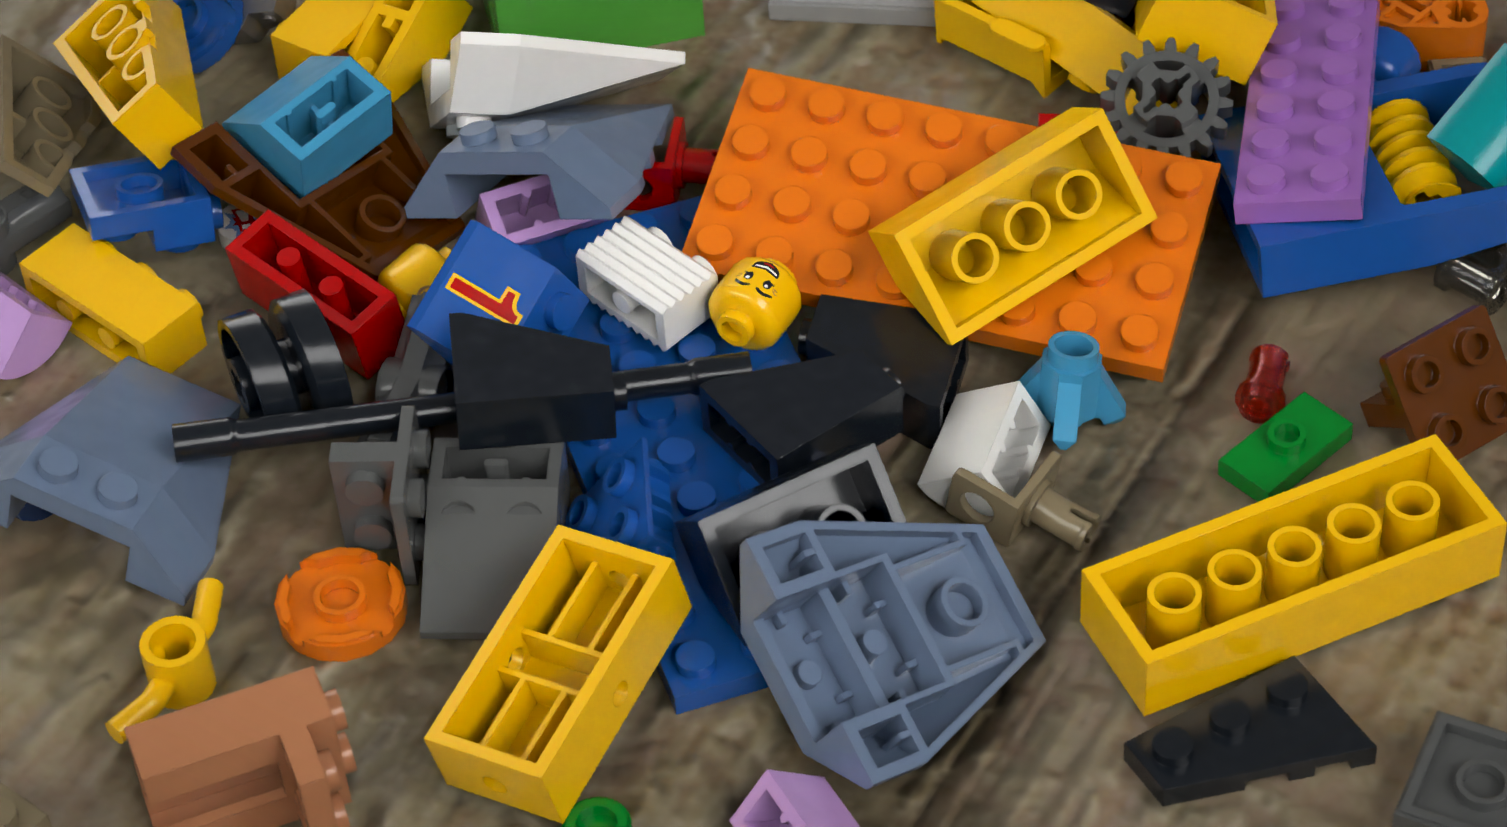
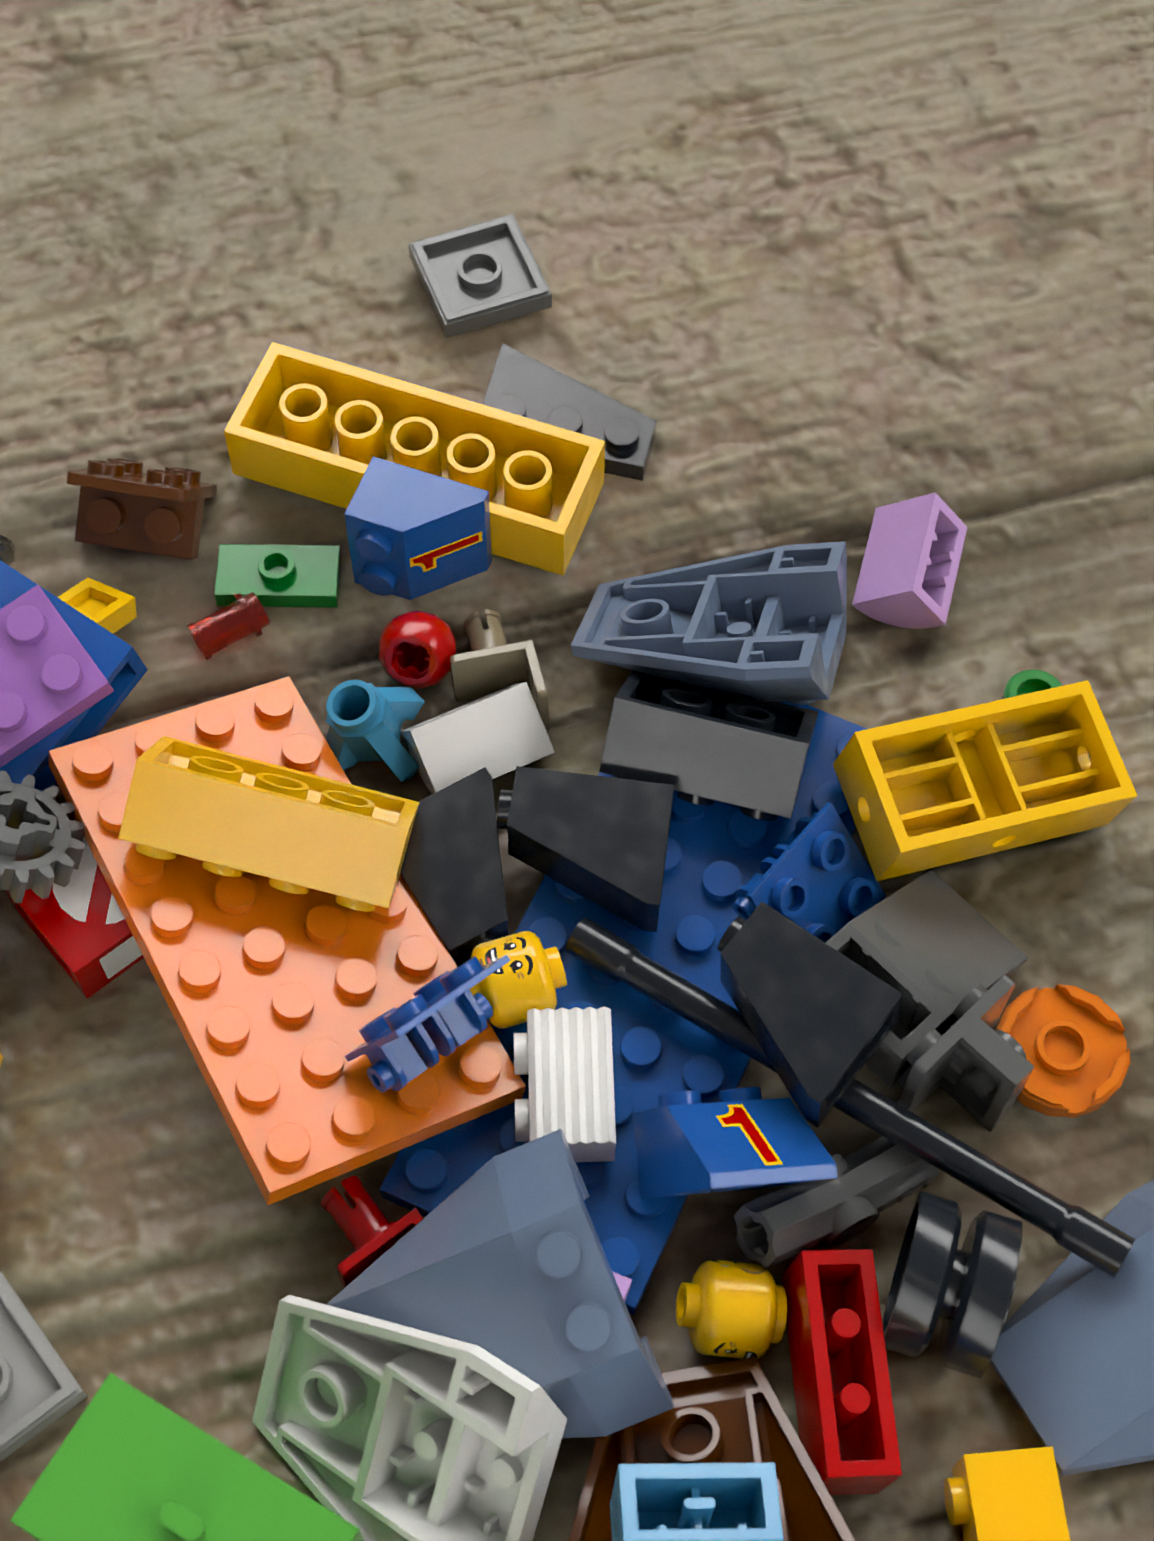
camera: 140 degrees left, 15 degrees up
(760, 188) = (430, 1024): none -> blue hinge
(1103, 463) = (417, 649): none -> red piece
(1211, 475) = (415, 530): none -> blue slope
(1365, 311) = (101, 604): none -> yellow plate

